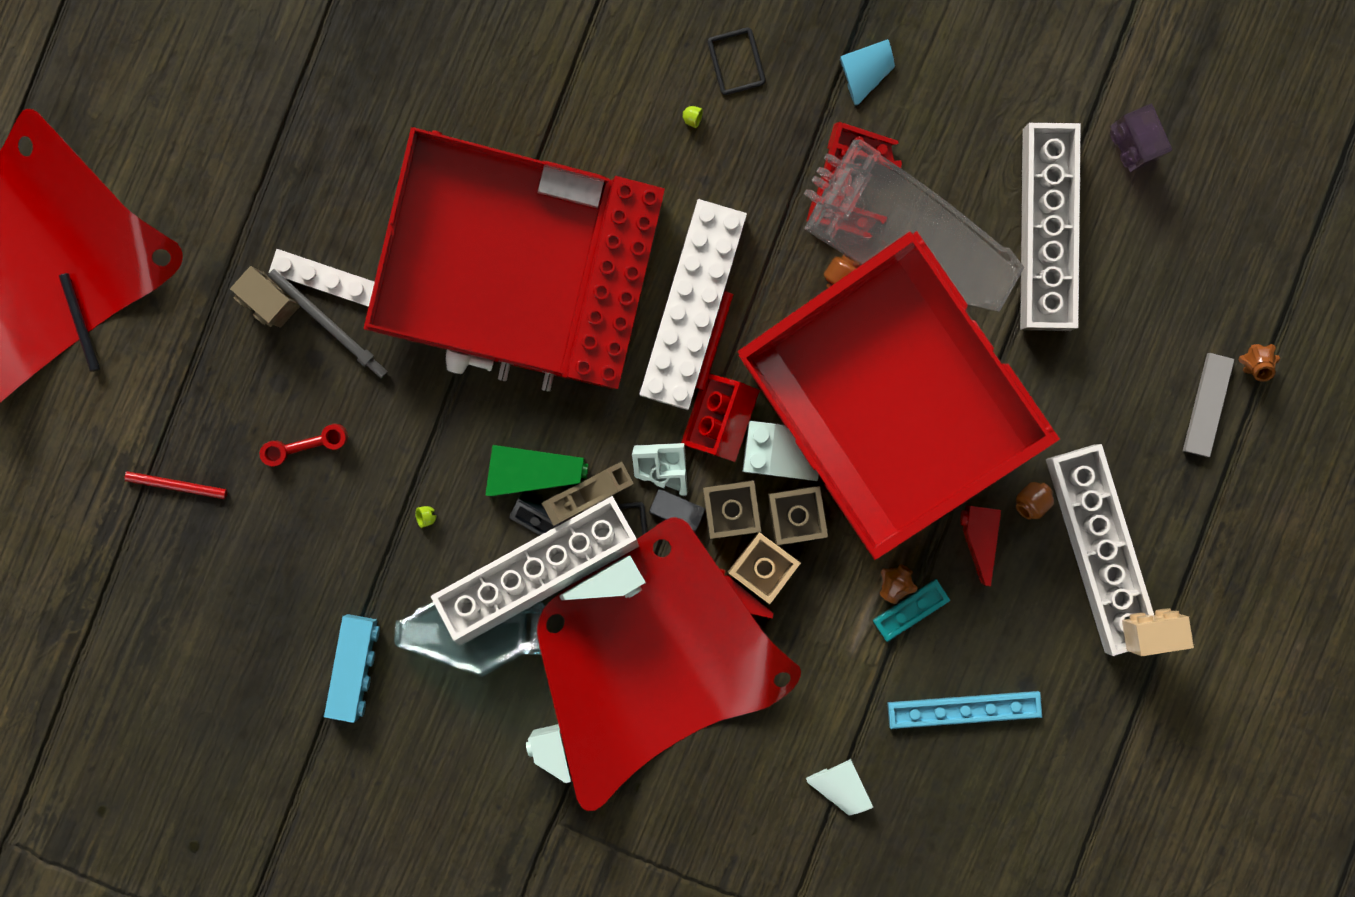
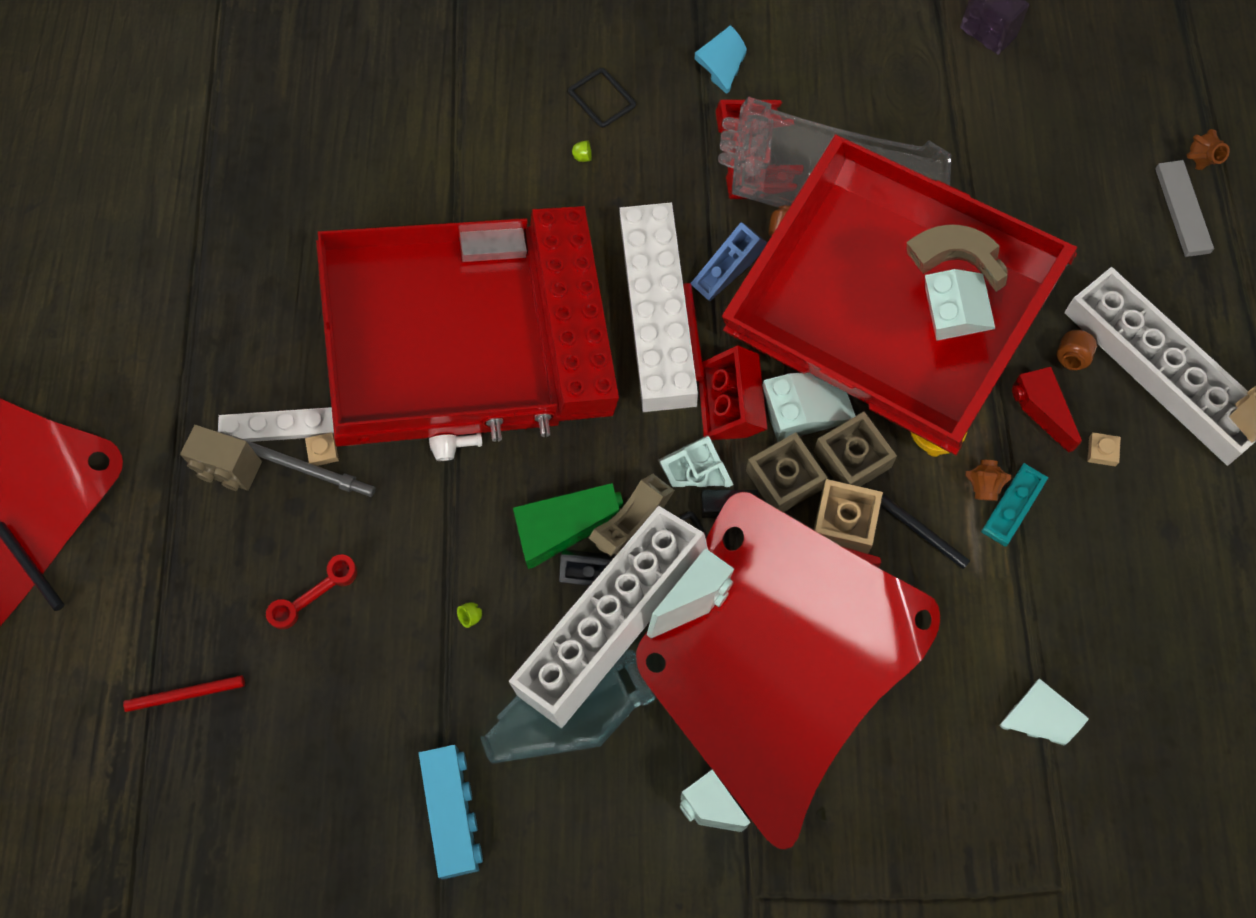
camera: 20 degrees left, 20 degrees down
(353, 317) = (321, 449): none -> tan plate
(775, 288) = (729, 261): none -> medium blue slope
(823, 598) = (924, 532): none -> black bar
(931, 446) = (958, 303): none -> light aqua slope
(945, 386) = (958, 243): none -> dark tan arch
(964, 709) = (1122, 581): medium azure tile -> none
(1010, 595) = (1104, 449): none -> tan plate
(1050, 226) = (957, 115): white brick -> none

